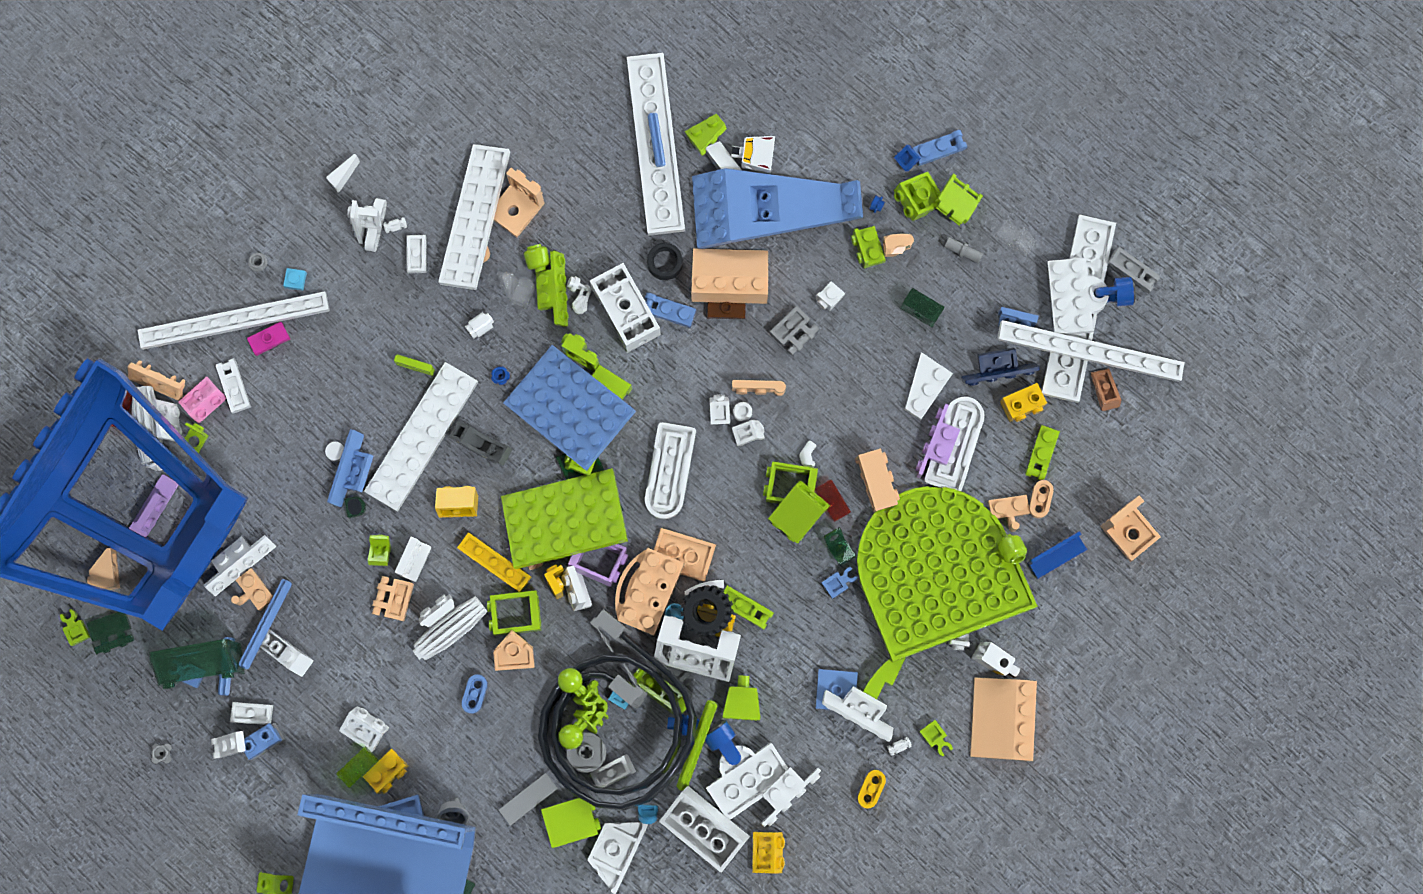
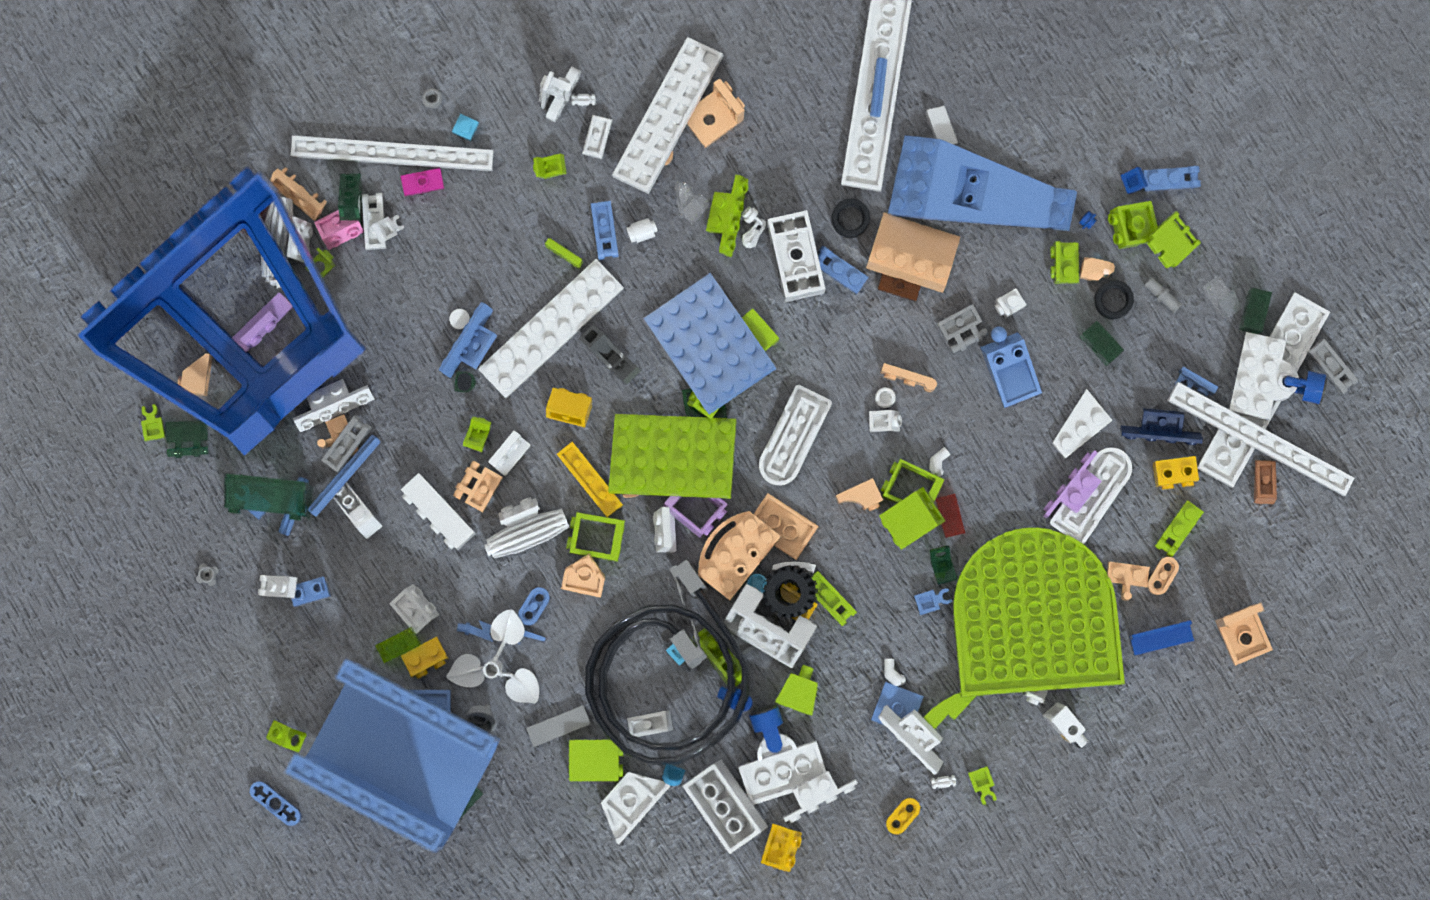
camera: 15 degrees right, 5 degrees up
(204, 369) = (350, 196): none -> clear green brick
(245, 388) = (386, 228): none -> white plate
(251, 713) = (306, 561): white plate -> none
(259, 594) = (346, 444): none -> light grey plate
(342, 173) = (541, 31): white slope -> none
(362, 632) = (438, 511): none -> white brick
(380, 292) = (549, 166): none -> lime bracket
(430, 774) = (467, 669): none -> white plant
(438, 727) = (485, 633): none -> medium blue piece
(445, 333) = (604, 229): none -> medium blue plate
(495, 375) = (653, 289): blue plate -> none
(537, 257) = (720, 176): lime head -> none
(554, 581) = (645, 520): yellow bracket -> none
(576, 349) = (734, 284): lime plate -> none
(593, 708) = (644, 661): lime piece -> none
(595, 760) = (636, 706): light grey plate -> none
(700, 736) = (748, 713): lime axle -> none
(706, 133) = (932, 94): lime wing -> none
(719, 409) = (862, 389): white bracket -> none
(750, 504) = (864, 494): none -> light nougat arch
(756, 154) = (978, 131): white torso -> none
(823, 661) = (892, 675): none -> white arm
(851, 355) = (1010, 367): none -> medium blue slope
(877, 479) = (1001, 509): light nougat wedge -> none
(924, 252) = (1115, 314): none -> black tyre
(1003, 719) = (1056, 785): light nougat slope -> none
(1012, 549) = (1117, 618): lime head -> none
(1049, 240) = (1255, 311): none -> clear green brick

